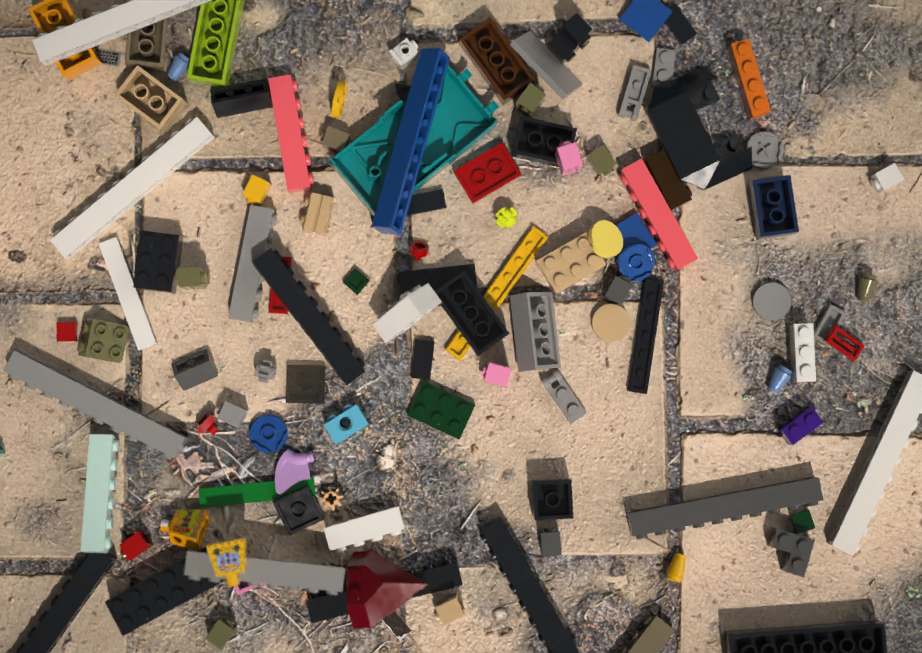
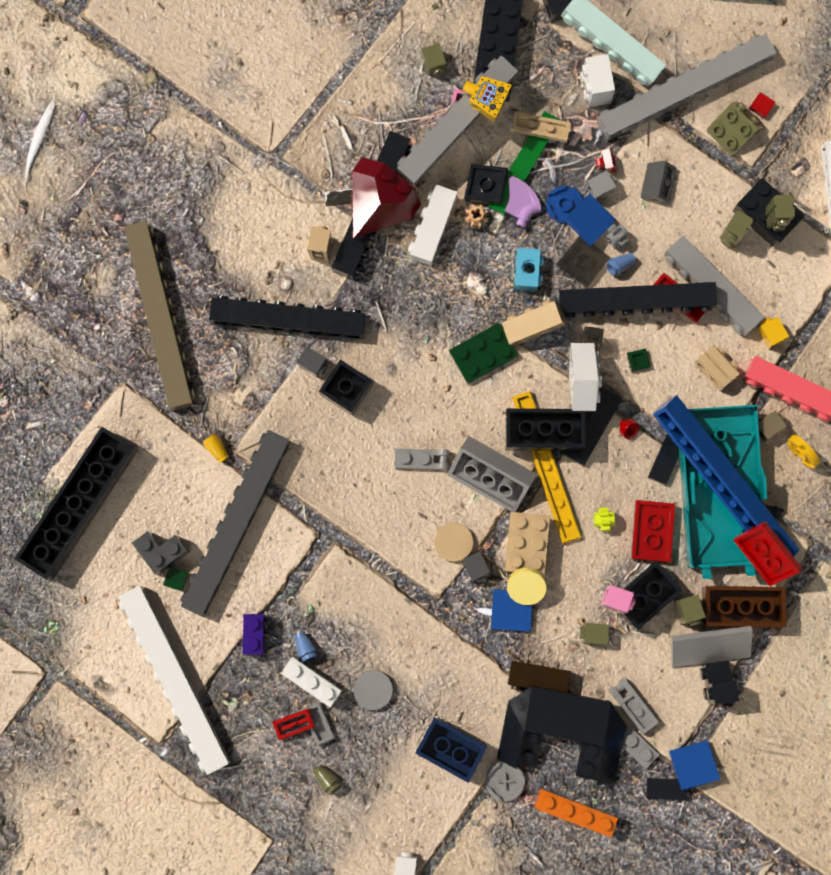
camera: 130 degrees right, 5 degrees down
(128, 296) = (754, 171): white tile -> none
(135, 545) = (550, 42): red brick -> none
(144, 480) = (598, 80): none -> white brick
(156, 249) = (780, 212): none -> olive brick
(187, 528) = (535, 88): light orange torso -> none
(217, 499) = (540, 127): none -> tan plate
(268, 403) = (589, 219): none -> blue tile
(287, 352) = (621, 263): none -> medium blue cone
(366, 330) = (593, 335): none -> clear smoke brick
(388, 386) = (534, 322): none -> tan brick
(402, 59) = (799, 530): white brick -> none
(422, 360) = (534, 367): black tile -> none
(445, 69) = (767, 554): none -> red plate
(496, 374) = (479, 415): bright pink brick -> none
(635, 261) = (489, 599): blue tile -> none
(645, 336) = (422, 563): black tile -> none
(658, 215) = (515, 647): coral brick -> none

